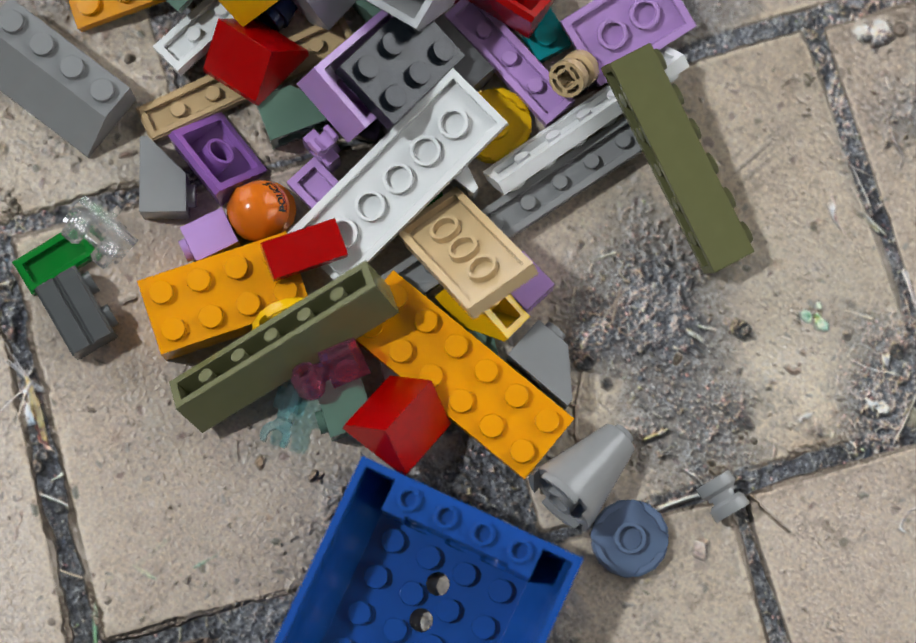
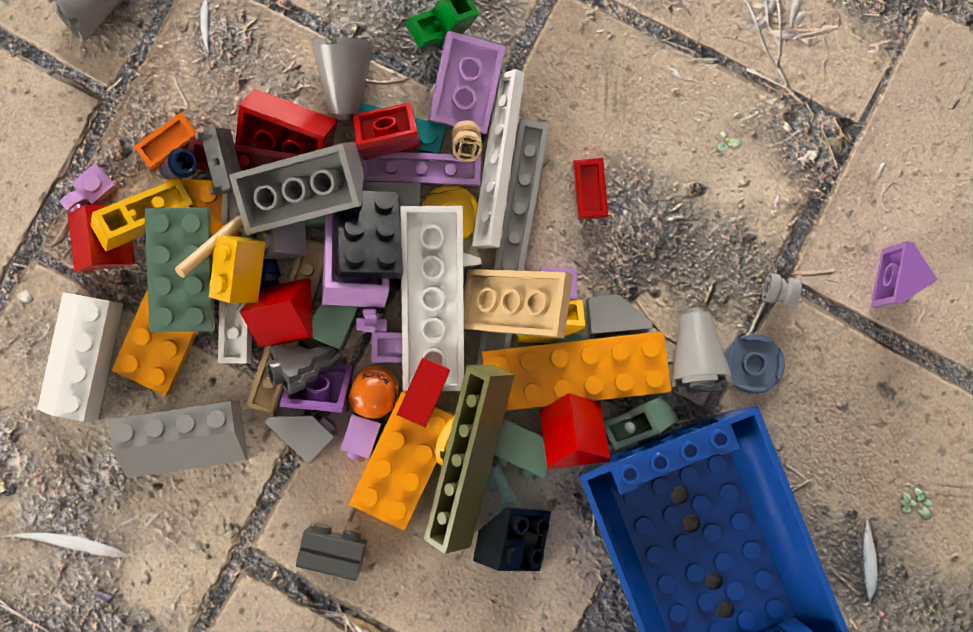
camera: 40 degrees left, 5 degrees up
(52, 259) = (288, 533): green tile -> none
(100, 230) = (297, 493): clear hips -> none
(221, 119) = (298, 365): none -> dark grey rock
(249, 466) = (513, 540): none -> black slope
(338, 364) = (508, 437): clear pink plate -> none
(471, 480) = (640, 421): none -> sand green slope
(642, 231) = (590, 189): none -> red tile
(678, 158) = (572, 129): olive brick -> none
(844, 593) = (900, 275): none -> medium lavender slope

